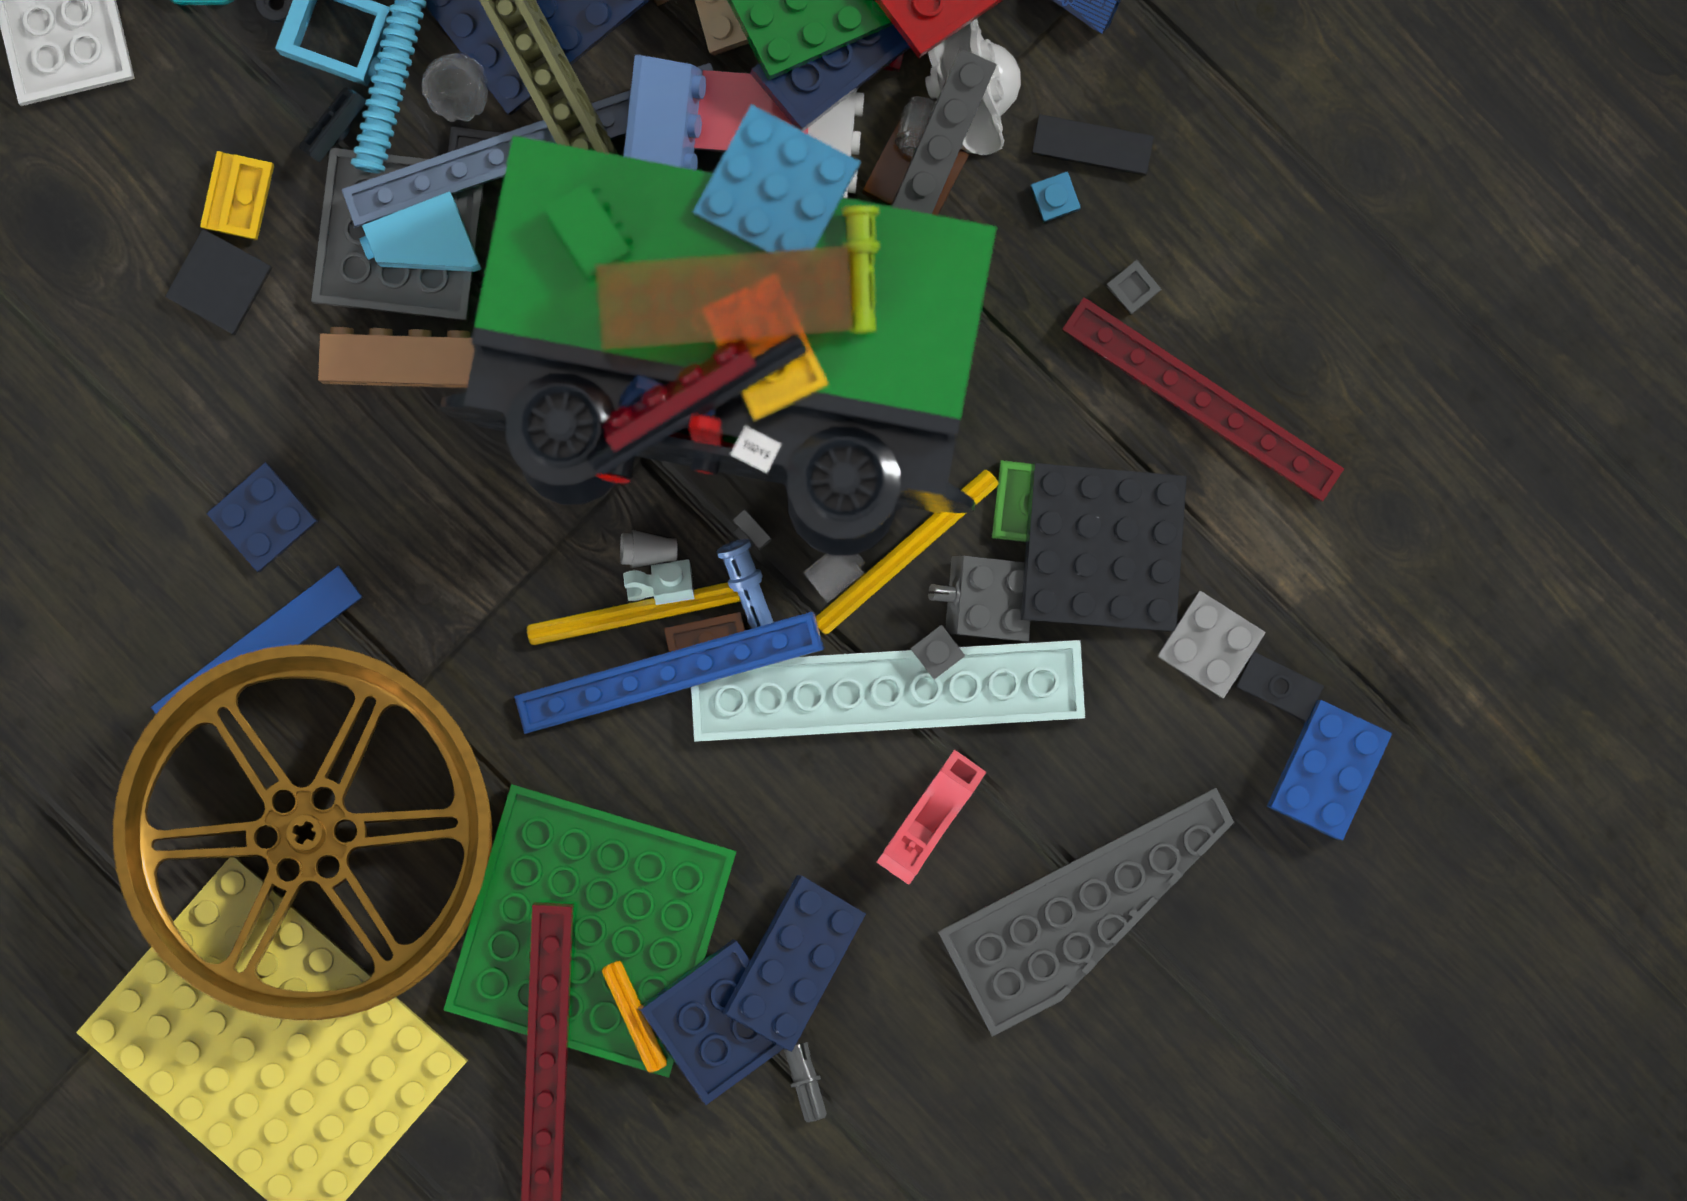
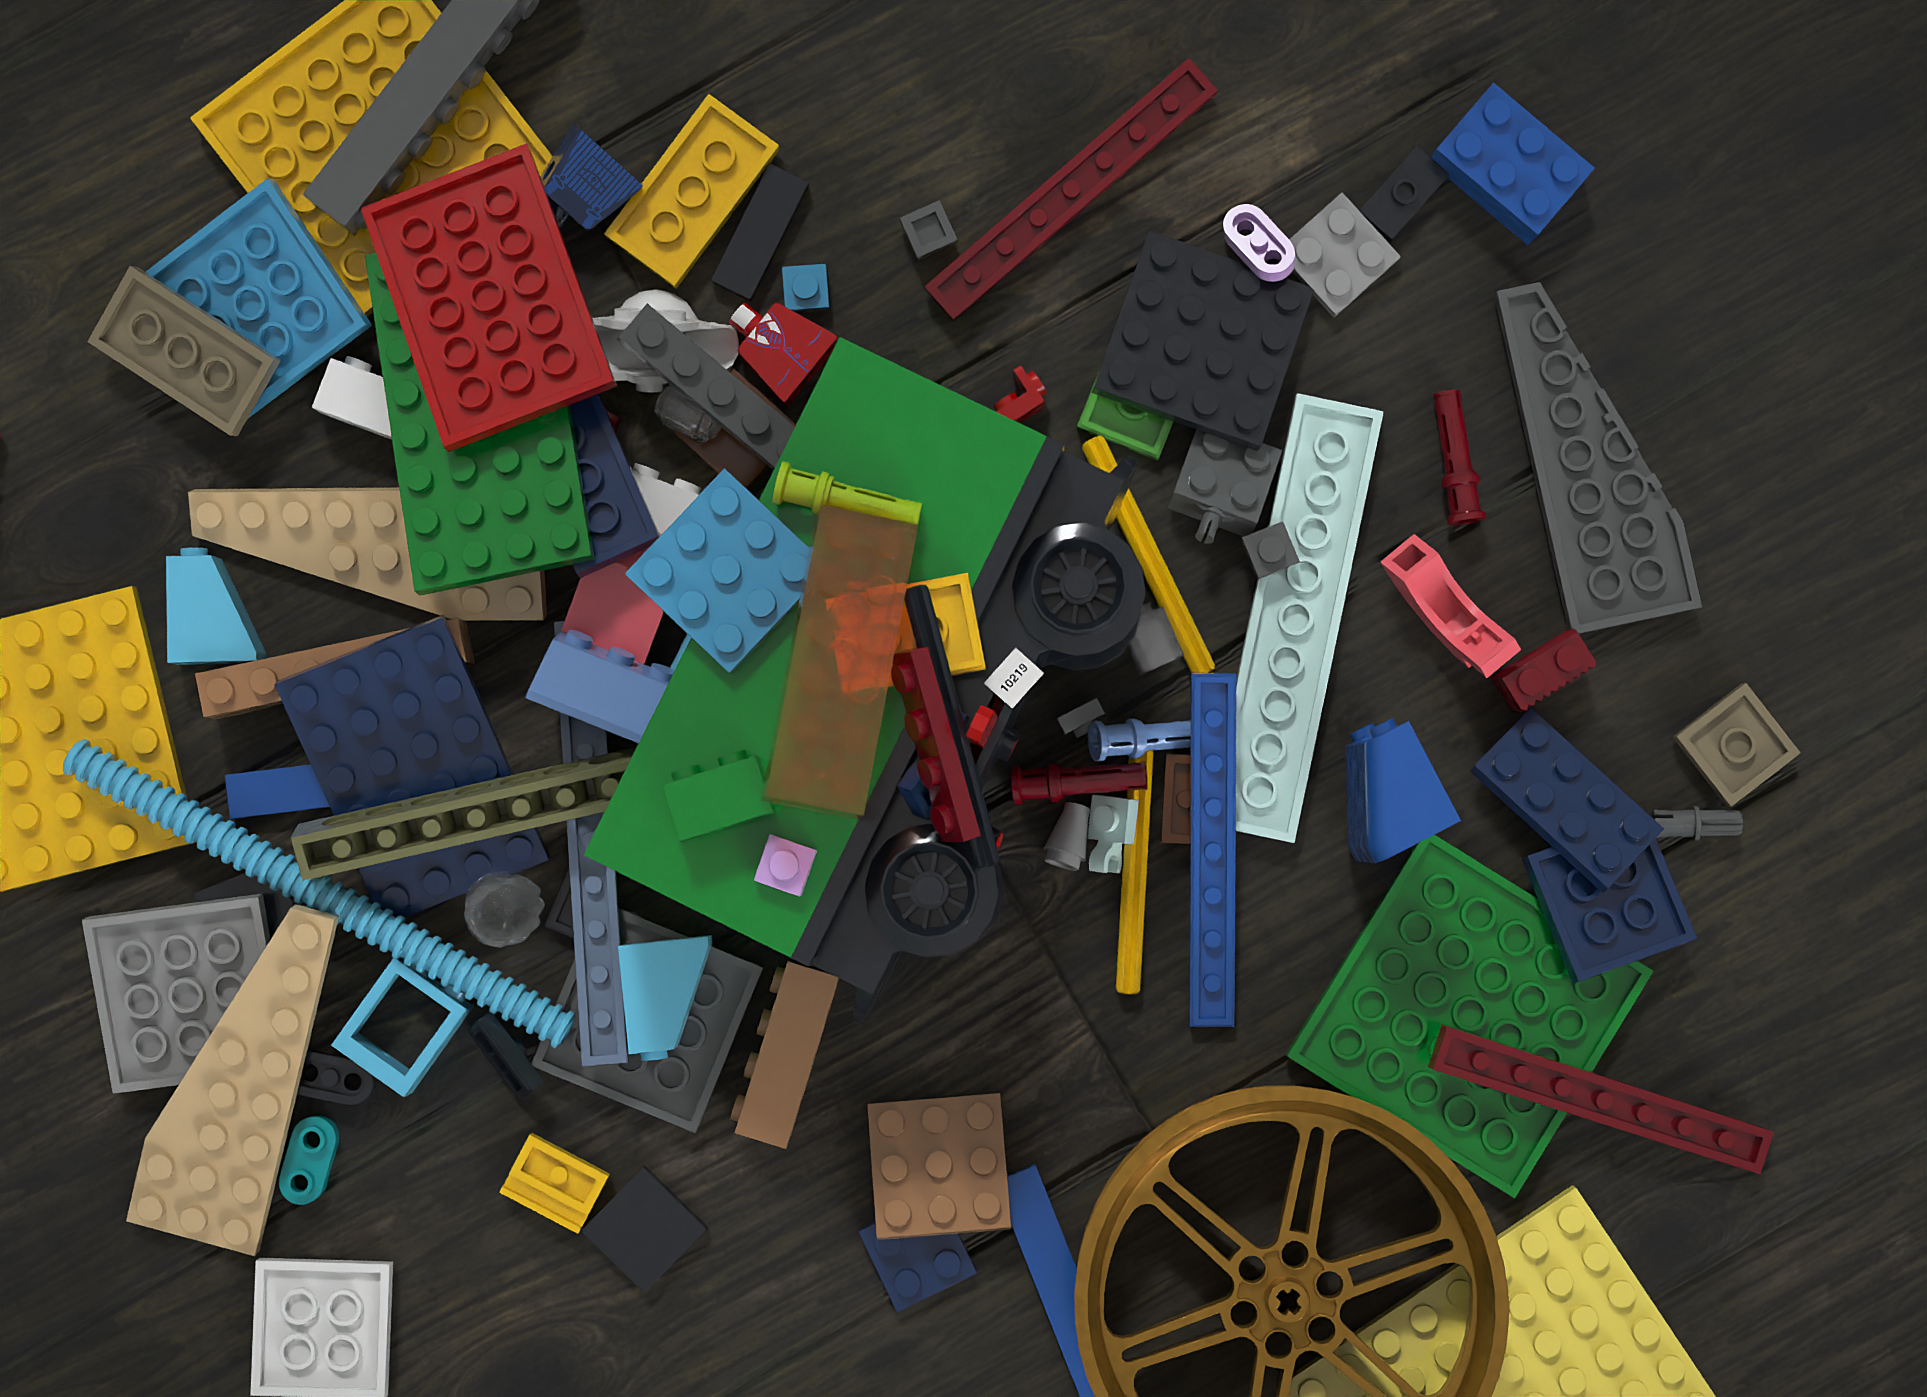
camera: 75 degrees left, 0 degrees up
(338, 514) = (938, 1166): none -> medium nougat plate
(548, 301) = (785, 865): none -> lavender plate
(637, 1025) = (1592, 989): light orange axle -> none
(691, 526) = (1059, 781): none -> dark red pin
(754, 804) = (1391, 792): none -> blue windscreen
(882, 1098) = (1736, 745): none -> dark tan plate
(899, 915) = (1544, 671): none -> dark red brick
(996, 190) = (782, 348): none -> red torso
(999, 402) = (1027, 404): none -> red bracket
(1046, 800) = (1460, 477): none -> dark red pin
(1111, 77) = (692, 191): none -> yellow plate
(1199, 574) = (1261, 245): none -> plate

